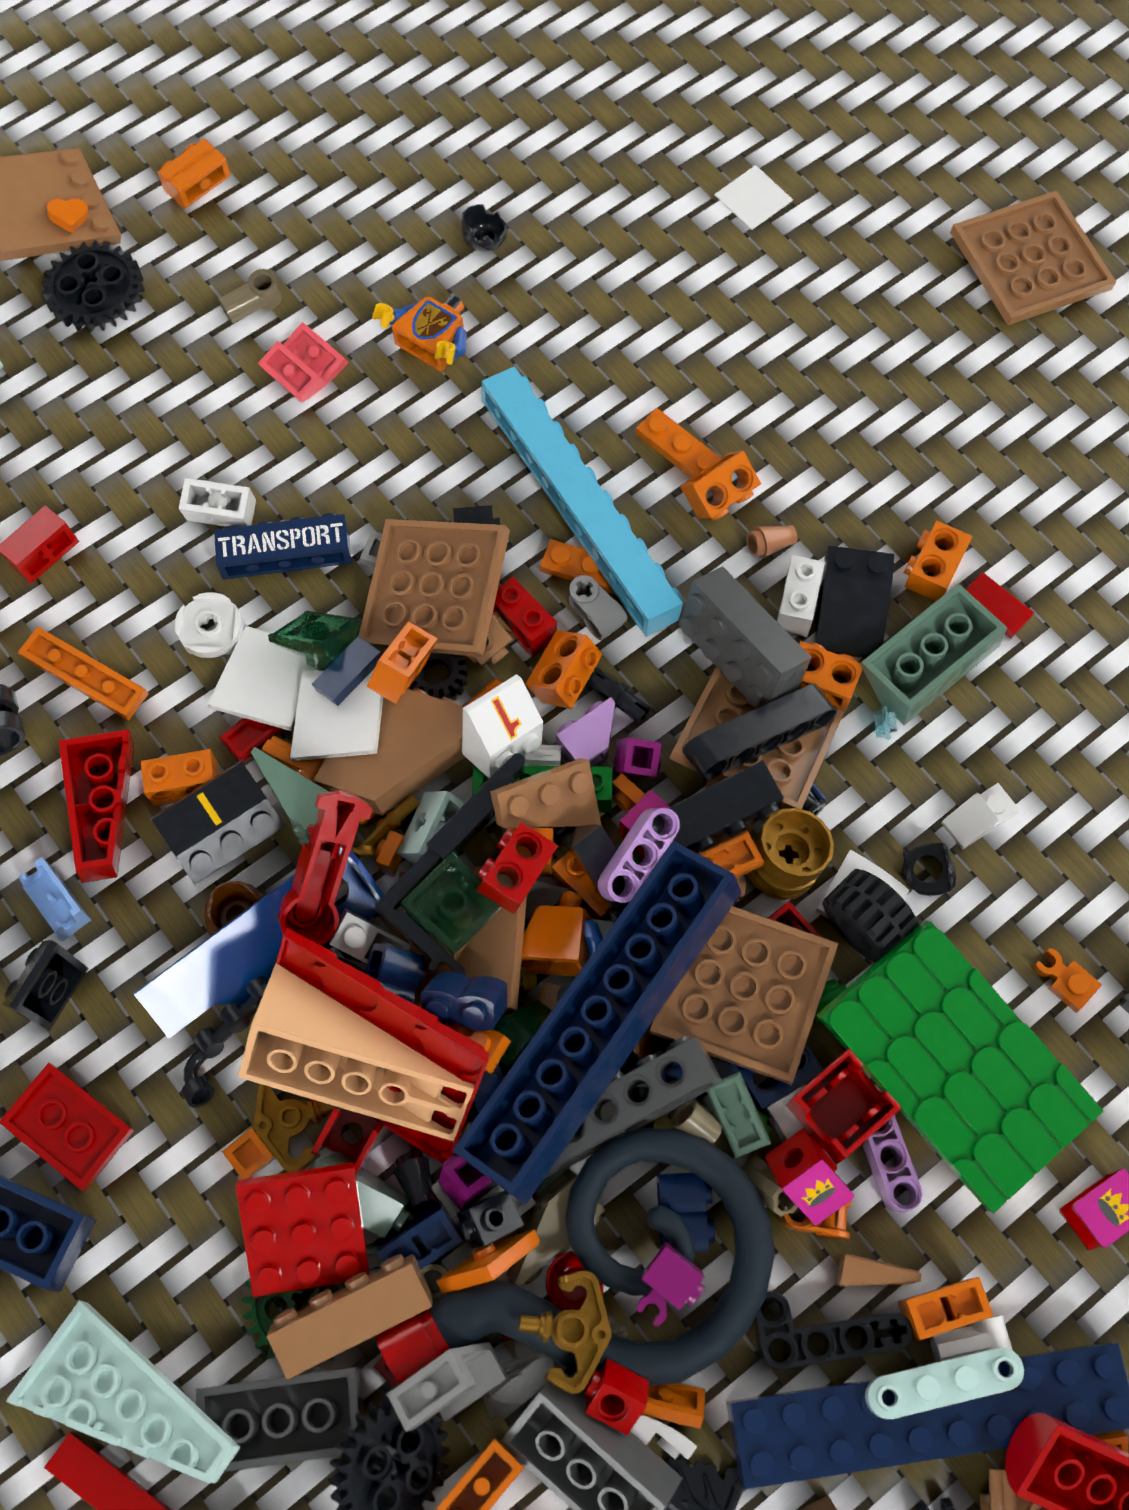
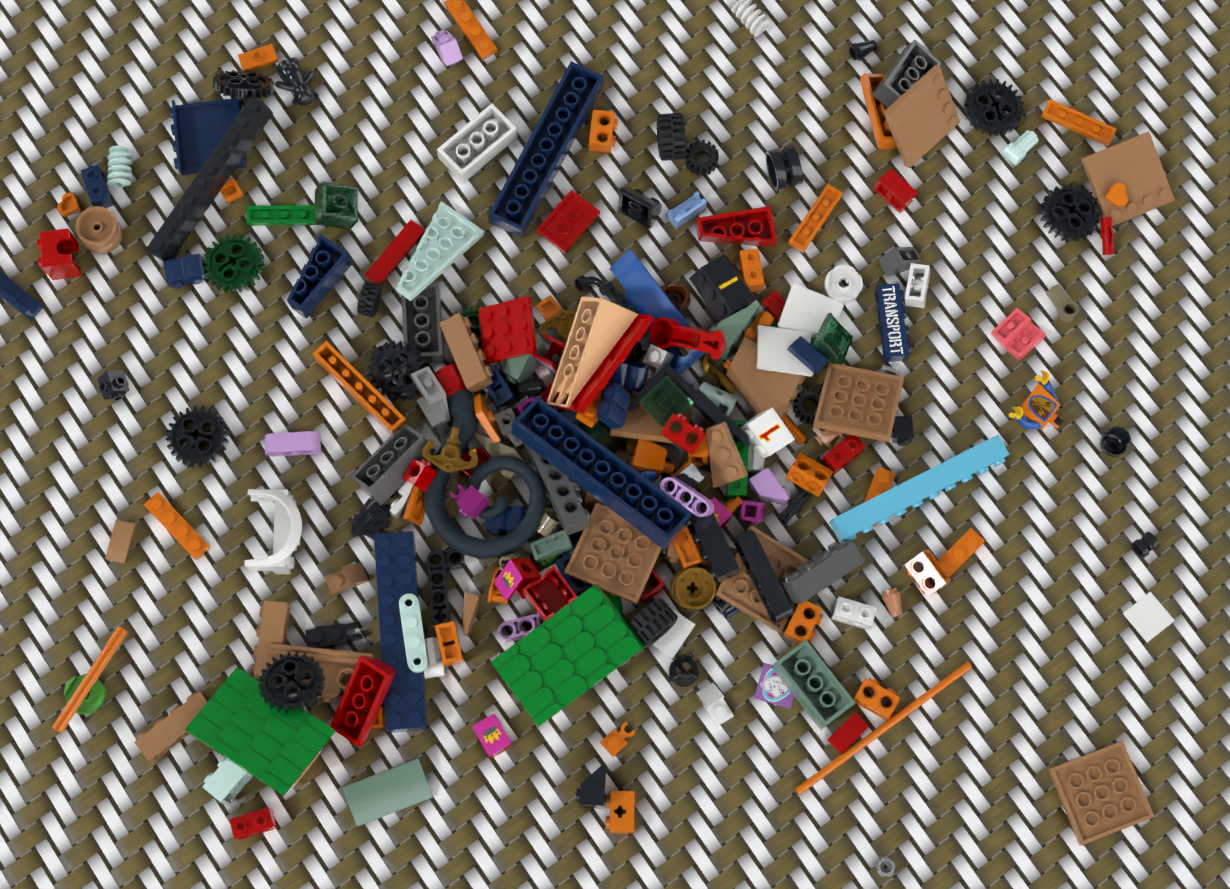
camera: 90 degrees right, 5 degrees up
(136, 234) = (1107, 236): none -> red pin
(170, 536) = (899, 260): none -> dark grey slope
(193, 173) = (1155, 267): orange brick -> none
(386, 853) = (703, 376): orange plate -> none
(402, 662) = (808, 381): orange brick -> none
(599, 610) = (846, 497): light grey piece -> none
(643, 191) = (1145, 544): none -> black wheel
(854, 600) = (849, 645): black slope -> none
(885, 722) = (772, 654): clear light blue plate -> none
(937, 725) = (772, 689): none -> sticker
(984, 557) = (883, 728): none -> orange piece

